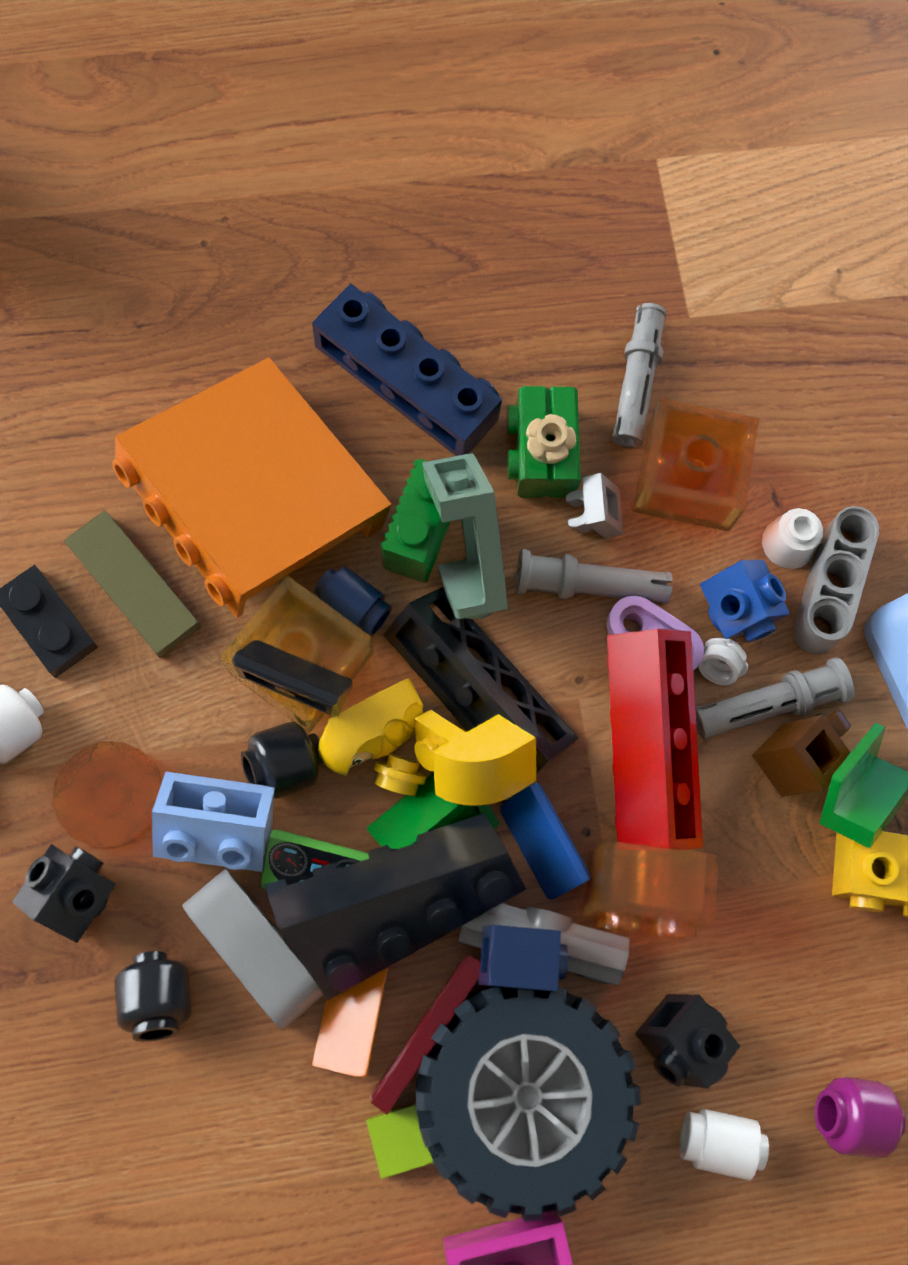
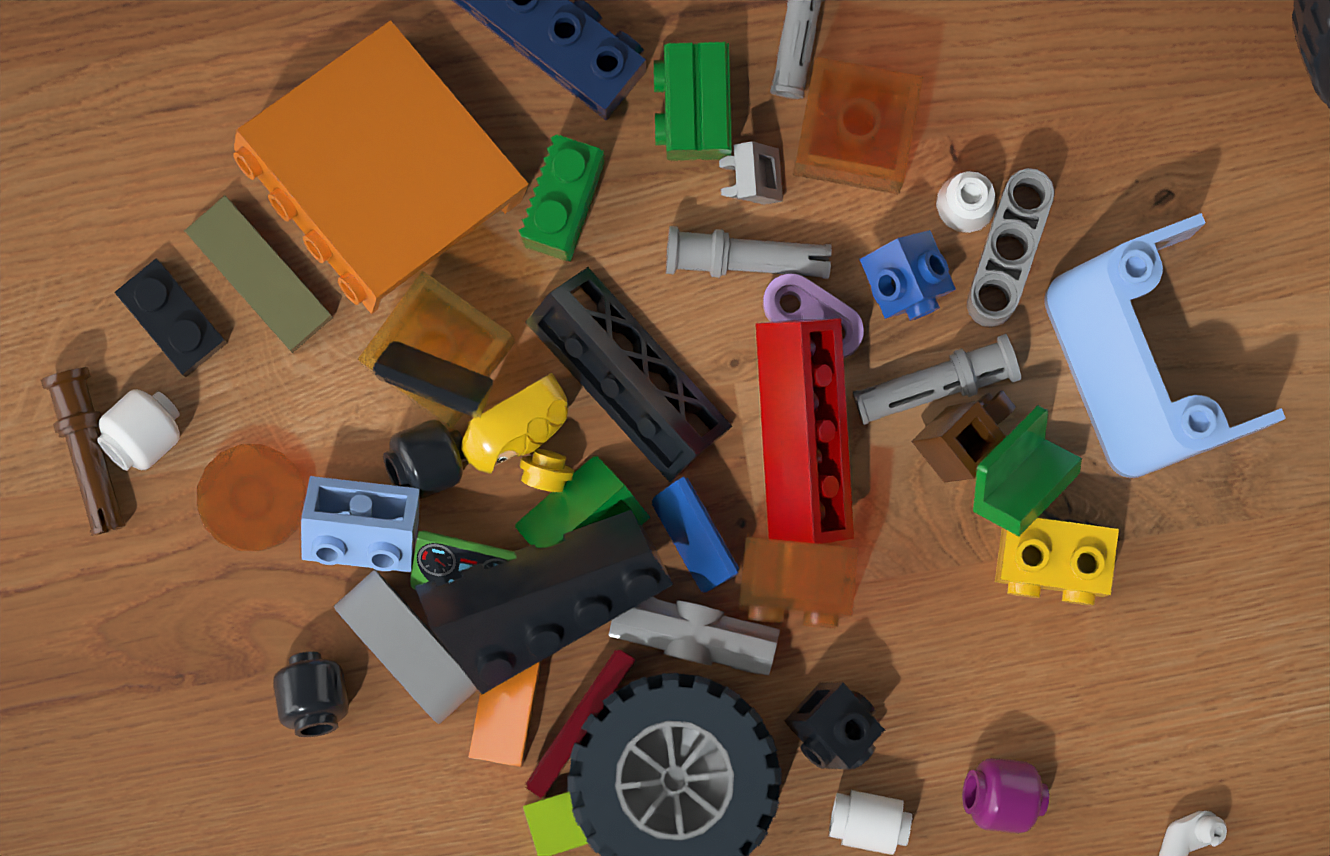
camera: 10 degrees right, 10 degrees up
(64, 891) = (218, 595): black brick -> none
(354, 599) = (491, 288): dark blue brick -> none
(464, 493) = (597, 192): sand green panel -> none
(476, 764) = (620, 462): yellow brick -> none
(522, 957) = (668, 650): dark blue brick -> none
(550, 451) = (691, 121): tan plate -> none
(723, 661) = (885, 340): white plate -> none

